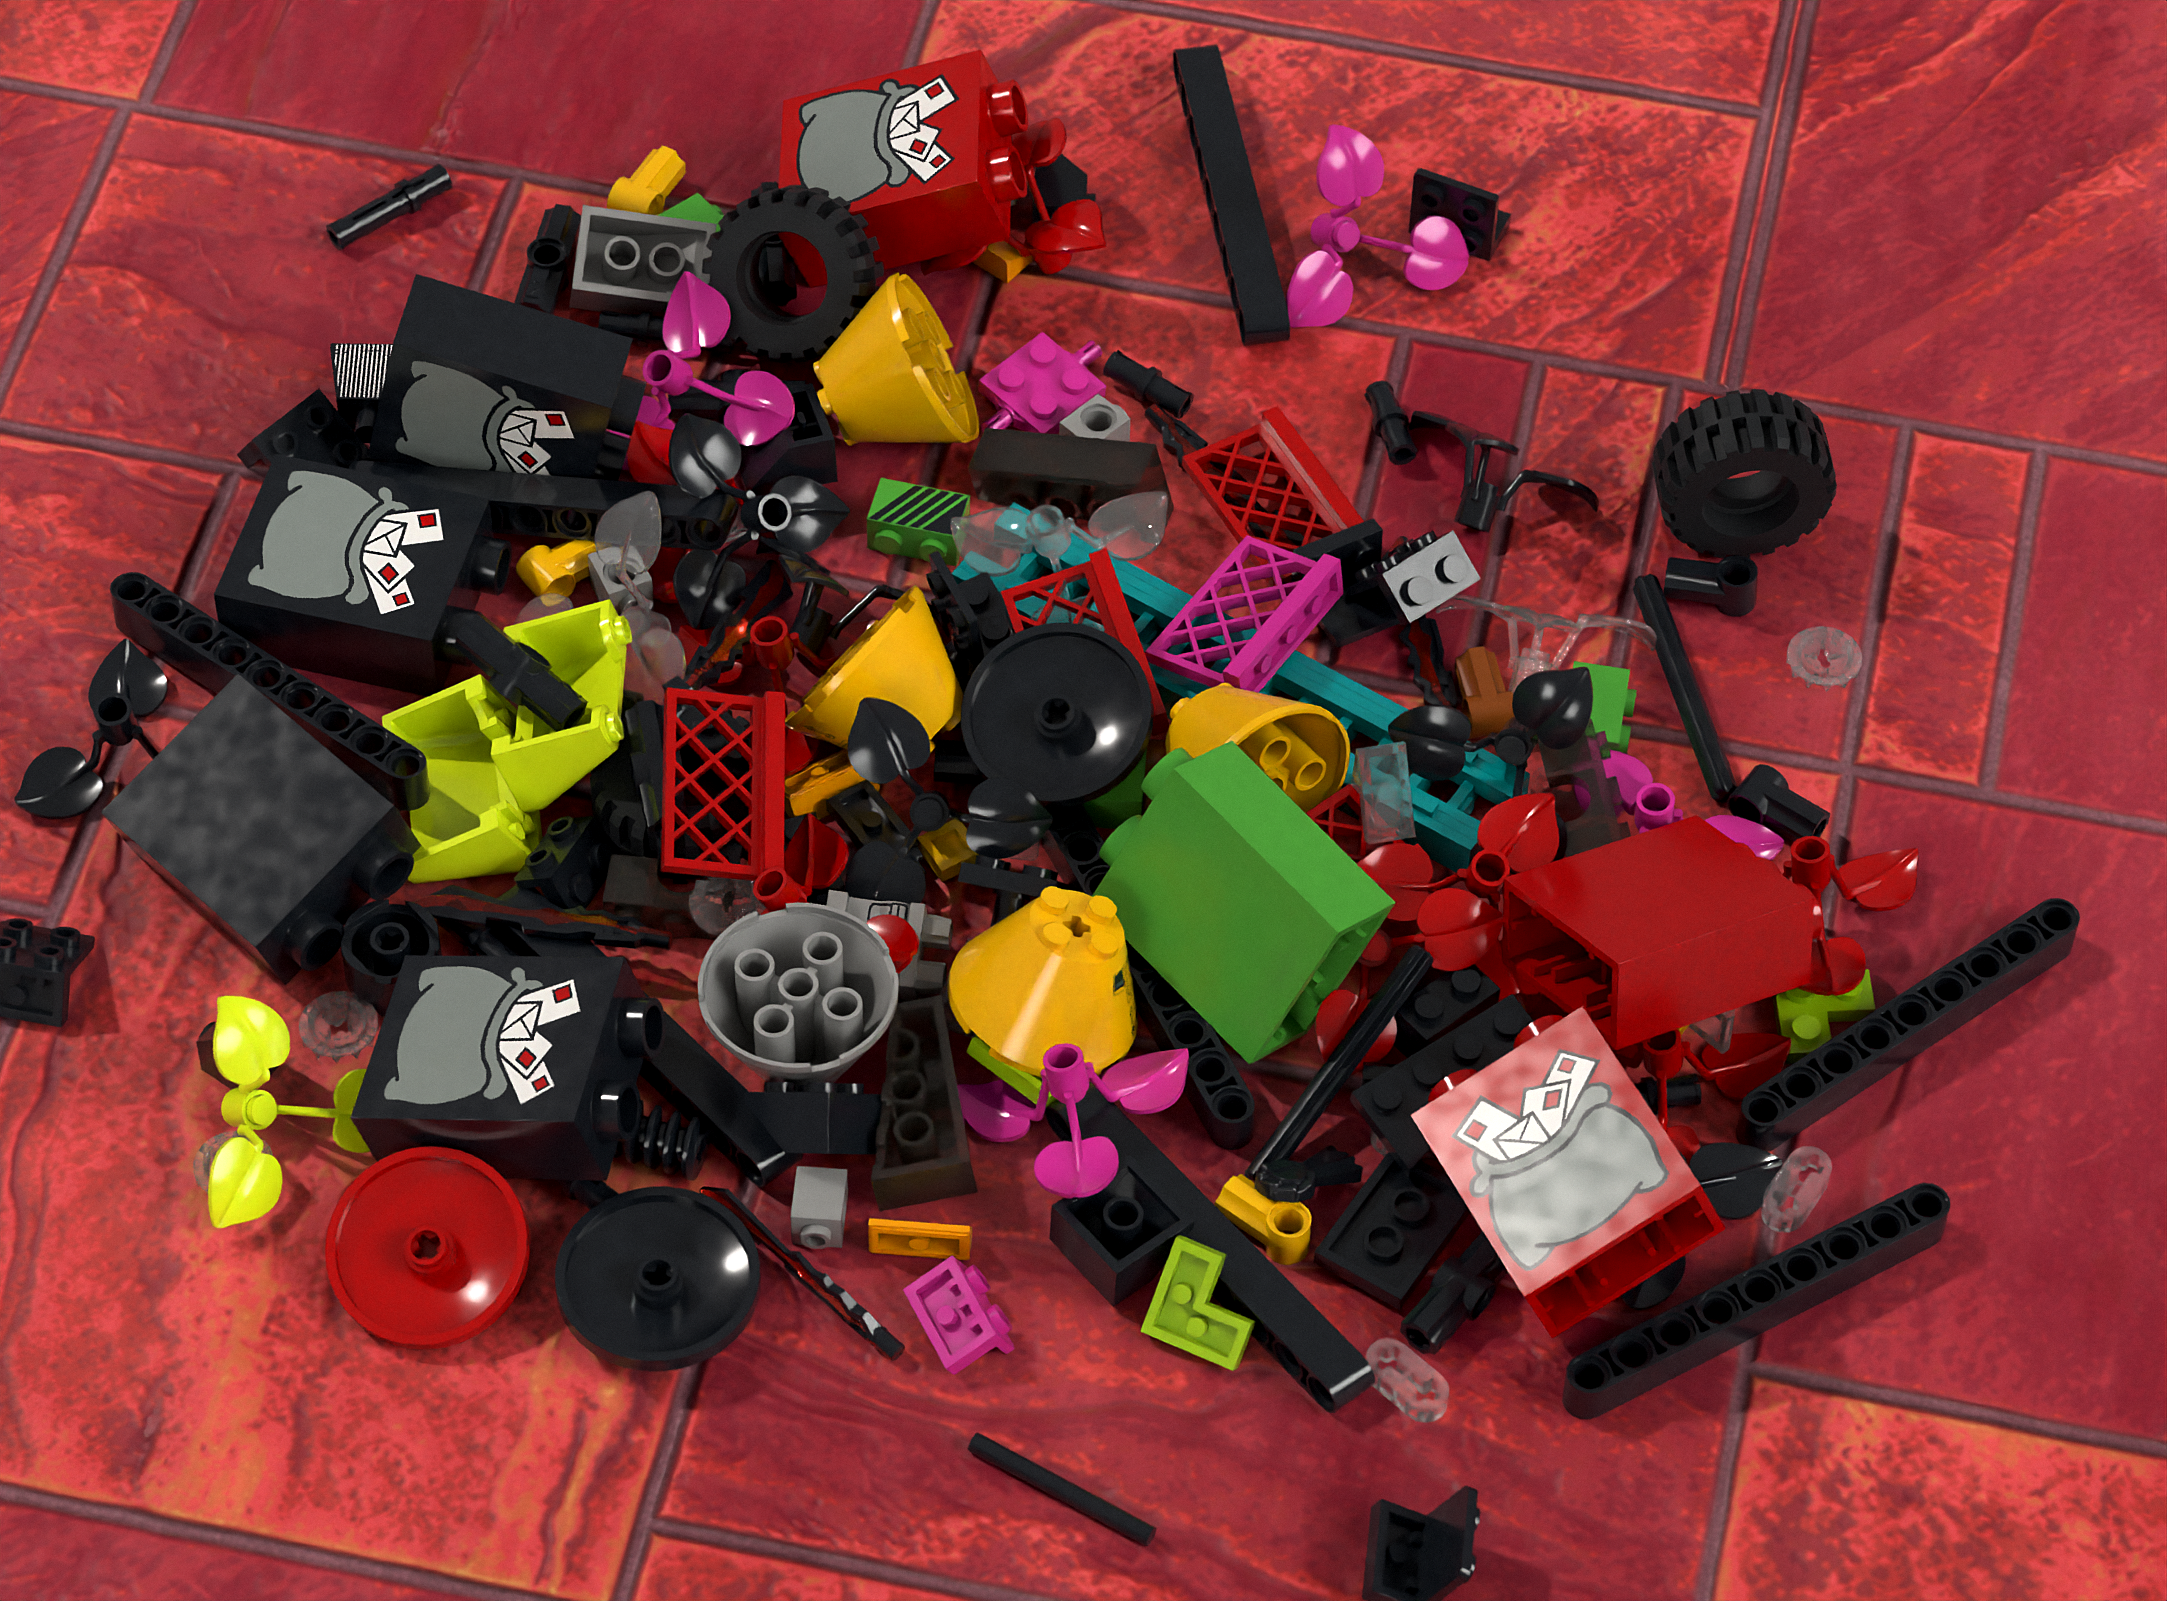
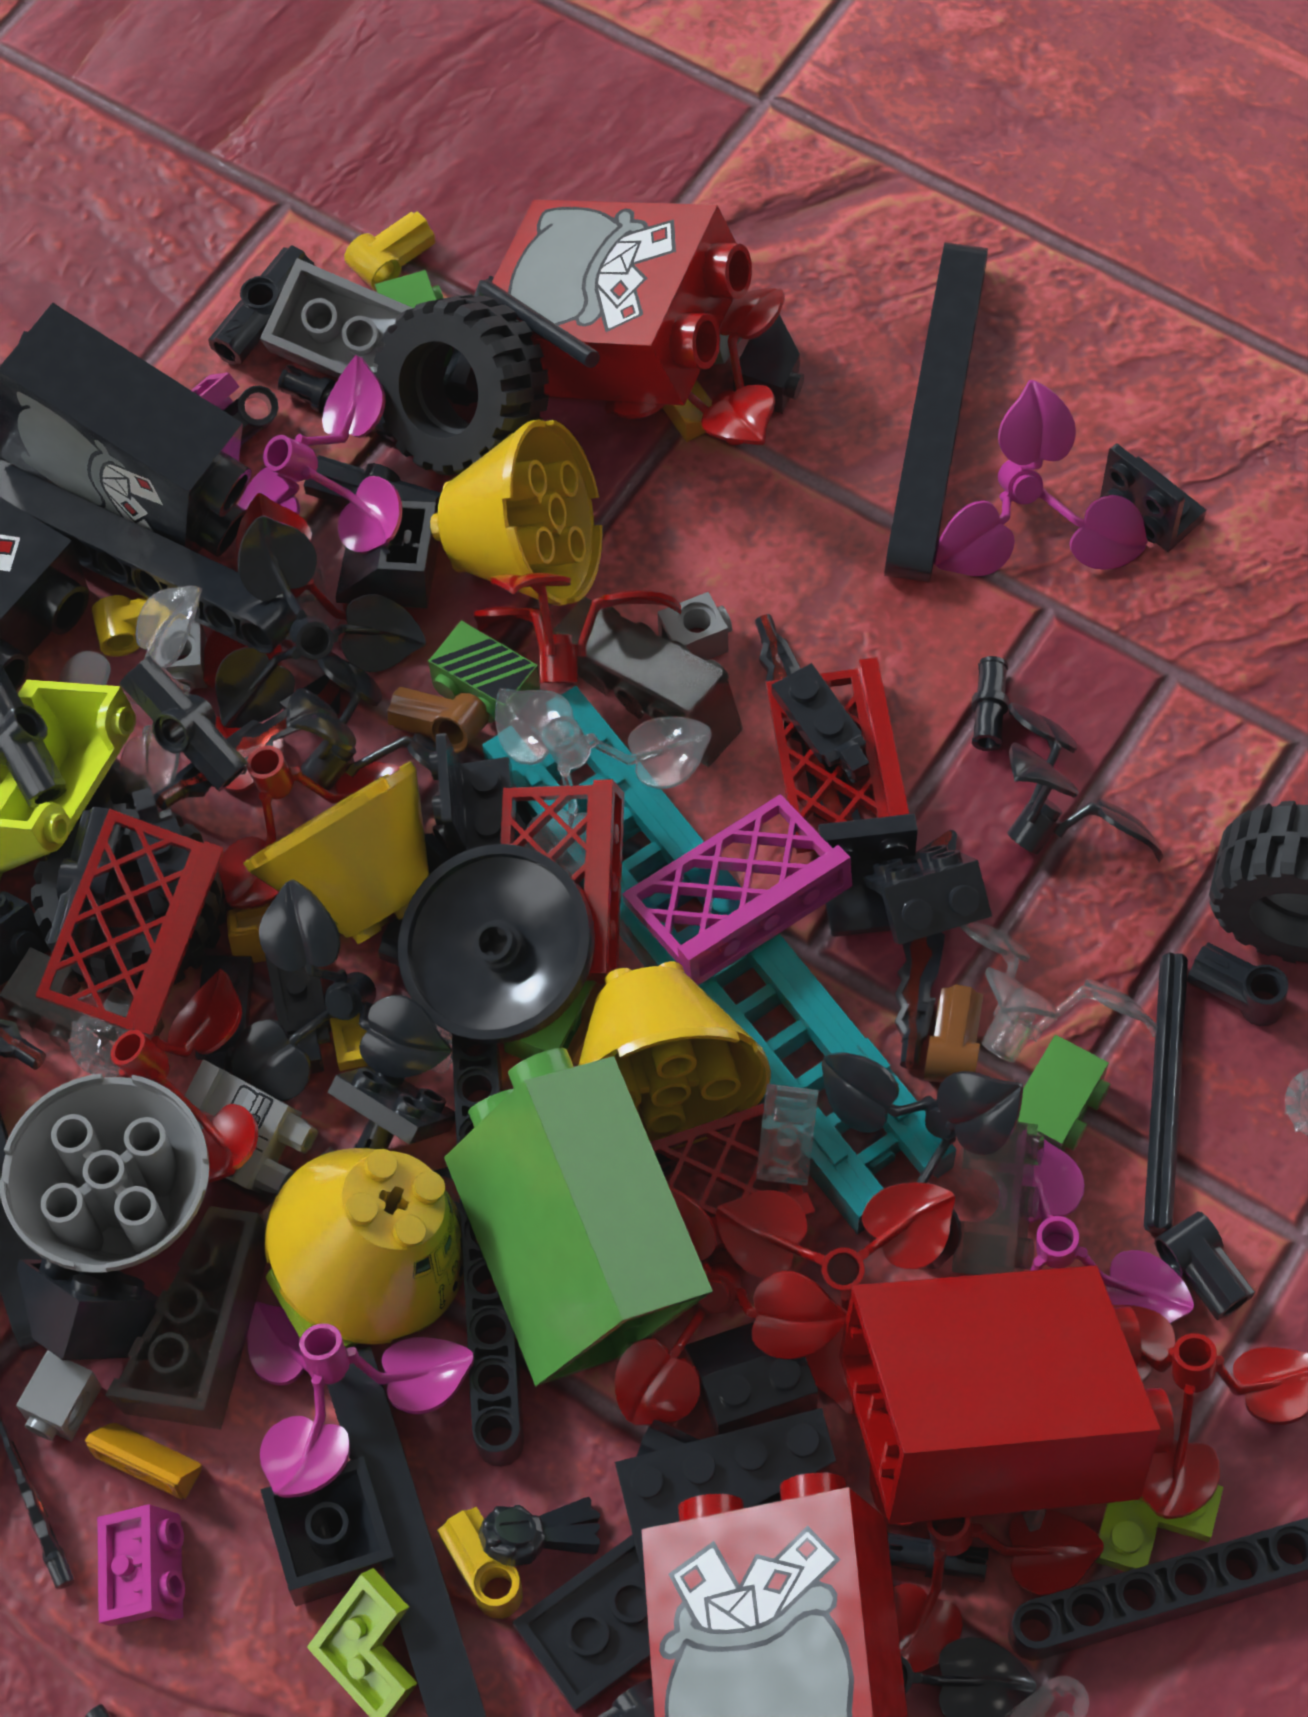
camera: 25 degrees right, 10 degrees up
(404, 198) = (151, 203): black pin -> none
(655, 601) = (184, 723): none -> black piece
(866, 198) = (543, 326): none -> black bar
(890, 565) = (431, 715): none -> dark orange piece
(989, 475) = (557, 651): none -> red plant
(1040, 386) = (668, 558): dark pink plate -> none
(1148, 384) = (770, 591): black pin -> none
(1252, 473) = (822, 721): none -> black hinge
(1344, 1059) = (626, 1418): black axle -> none

